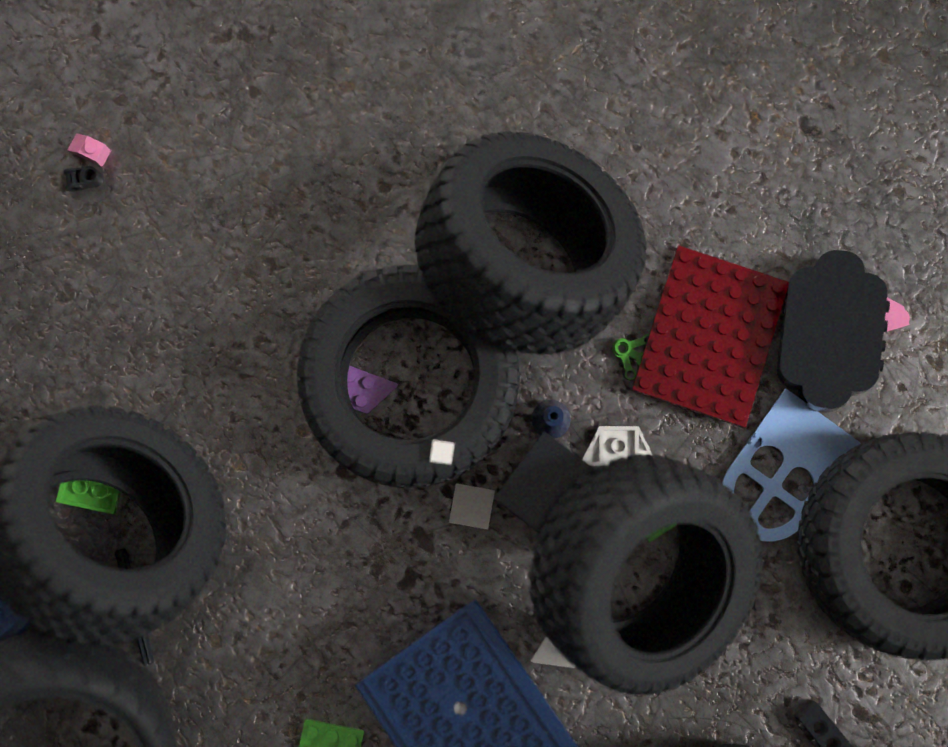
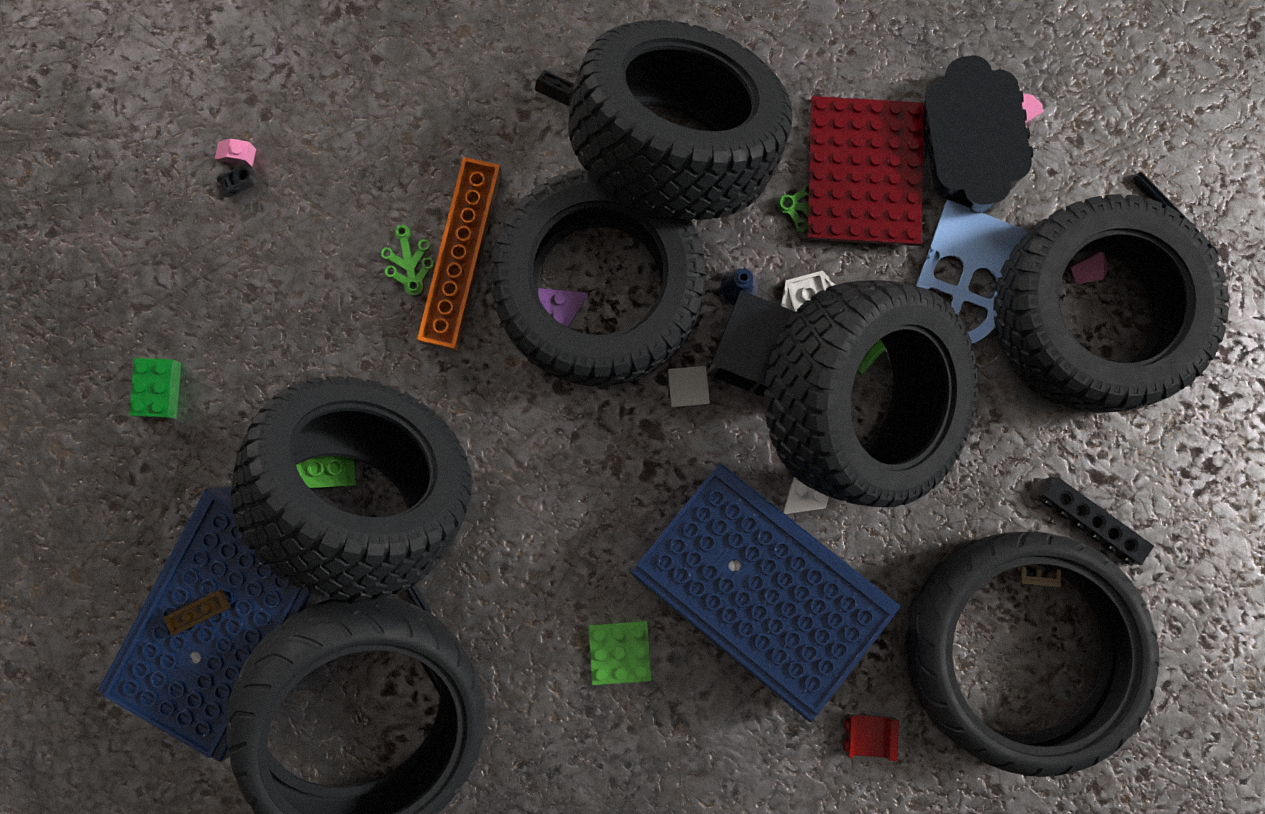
camera: 20 degrees left, 0 degrees up
(228, 305) = (409, 262): none -> bright green plant
(280, 312) = (460, 254): none -> orange brick
(422, 166) = (554, 87): none -> black slope
(442, 452) = (652, 333): white tile -> none
(912, 498) = (1090, 269): none -> bright pink slope

